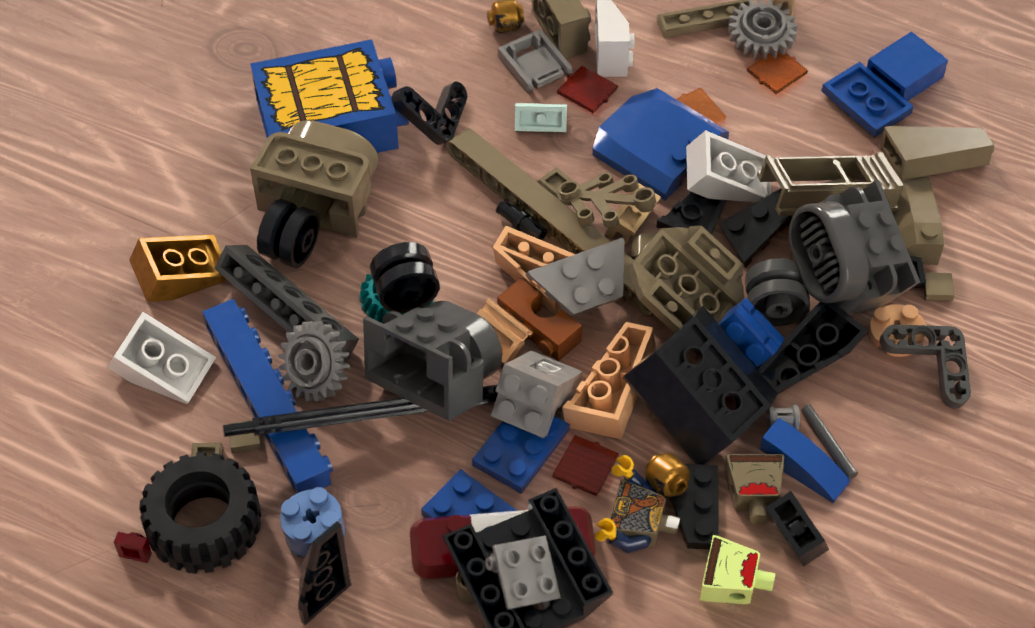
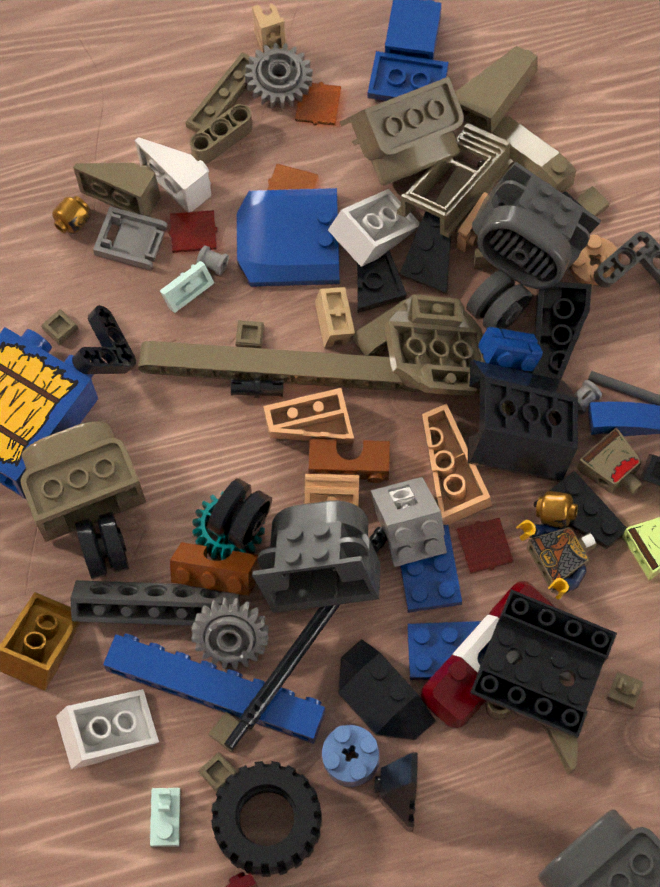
camera: 40 degrees left, 15 degrees up
(135, 457) = (165, 817): none -> light aqua plate
(340, 301) = (231, 575): none -> dark orange arch
(383, 505) = (381, 695): none -> black wedge
(421, 81) = (59, 327): none -> dark tan tile
(524, 571) = (550, 670): light grey hinge -> none
(573, 194) = (307, 321): dark tan plant -> none
(581, 117) = (213, 260): none -> light grey bush
(584, 278) = (361, 402): light grey wing -> none
(676, 38) = (227, 124): none -> dark tan beam
(822, 117) = (409, 131): none -> dark tan brick

